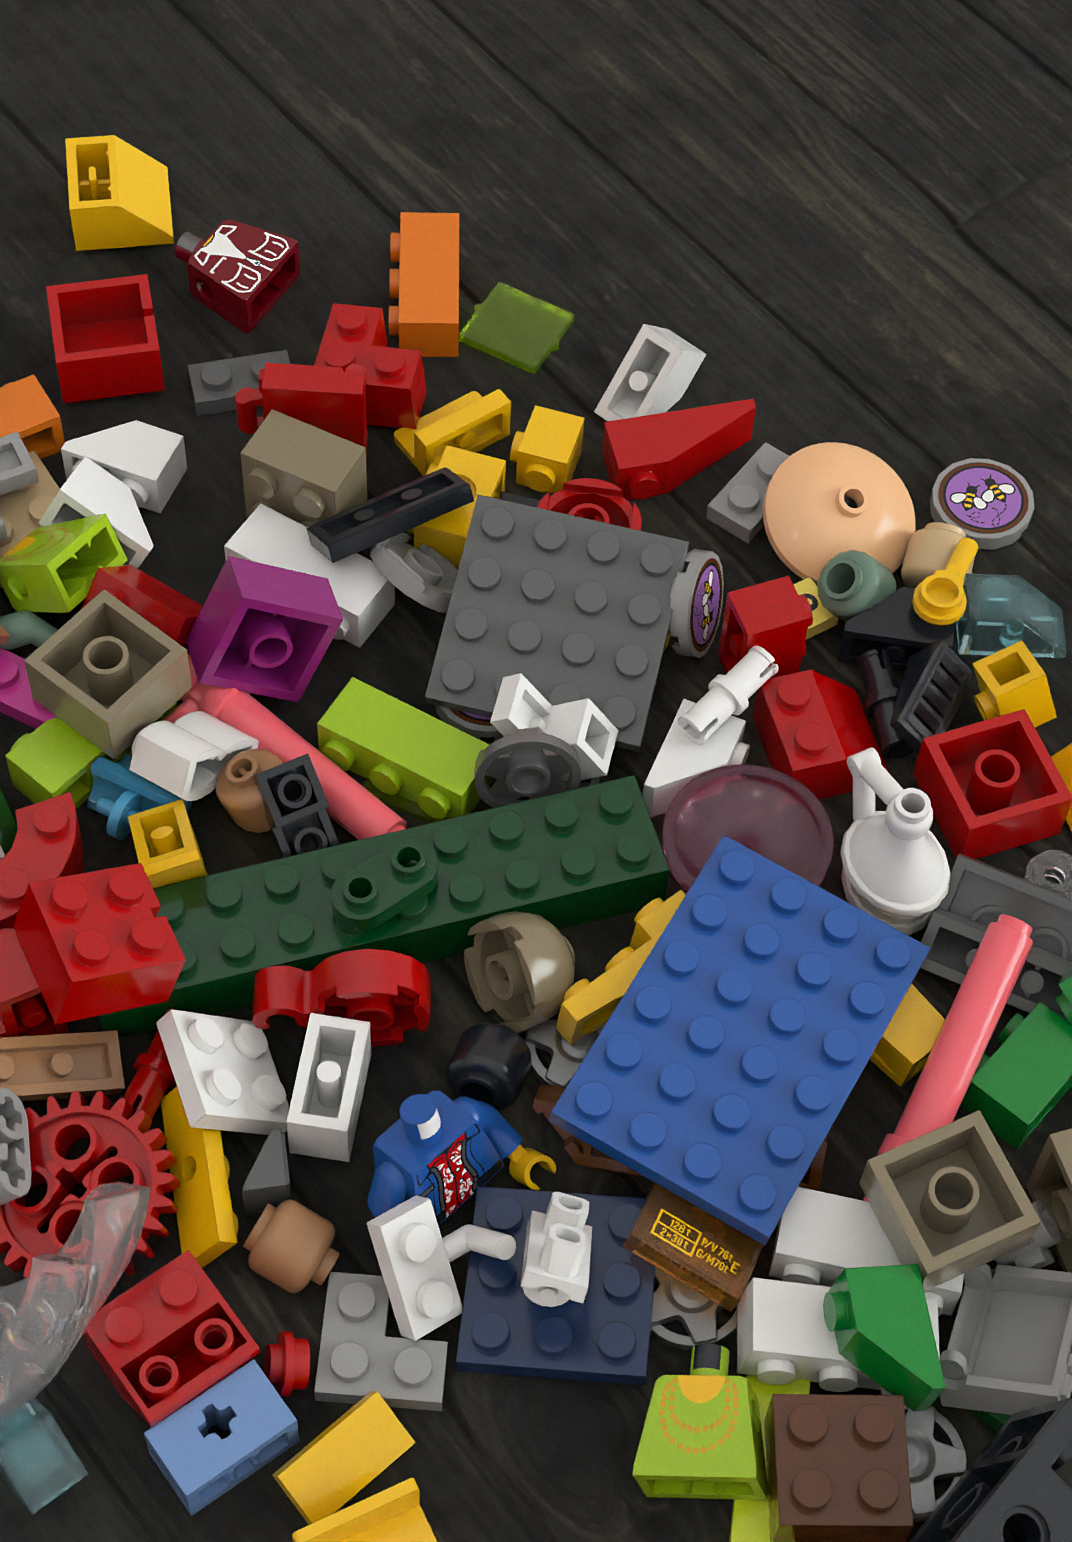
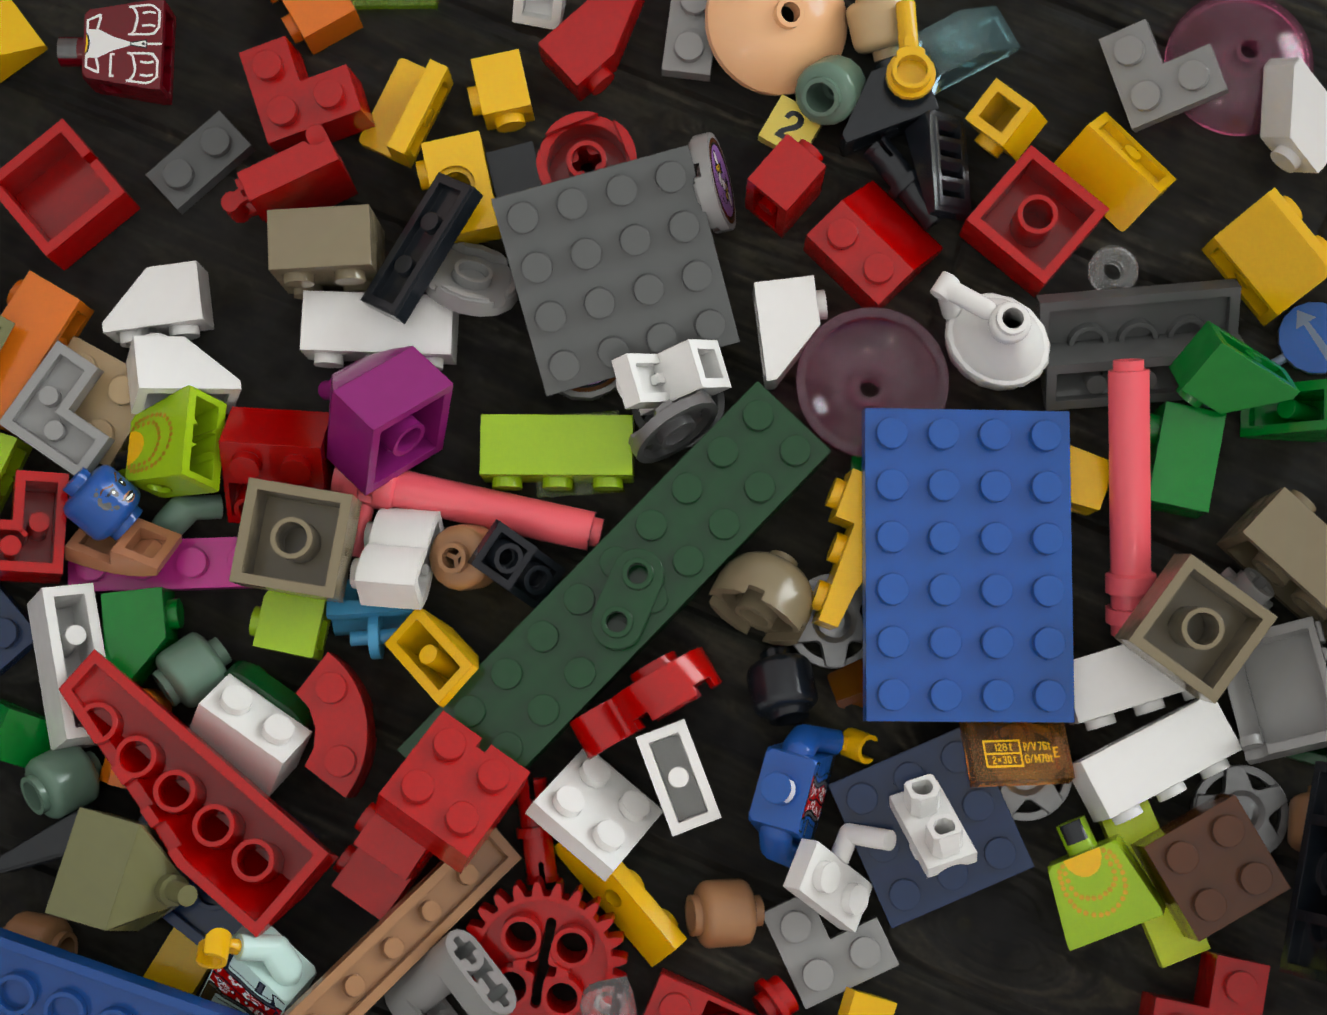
camera: 20 degrees left, 25 degrees up
(268, 1177) = (676, 867): dark grey slope -> none
(728, 695) = (793, 266): white pin -> none
(887, 1330) = (1199, 750): green slope -> none

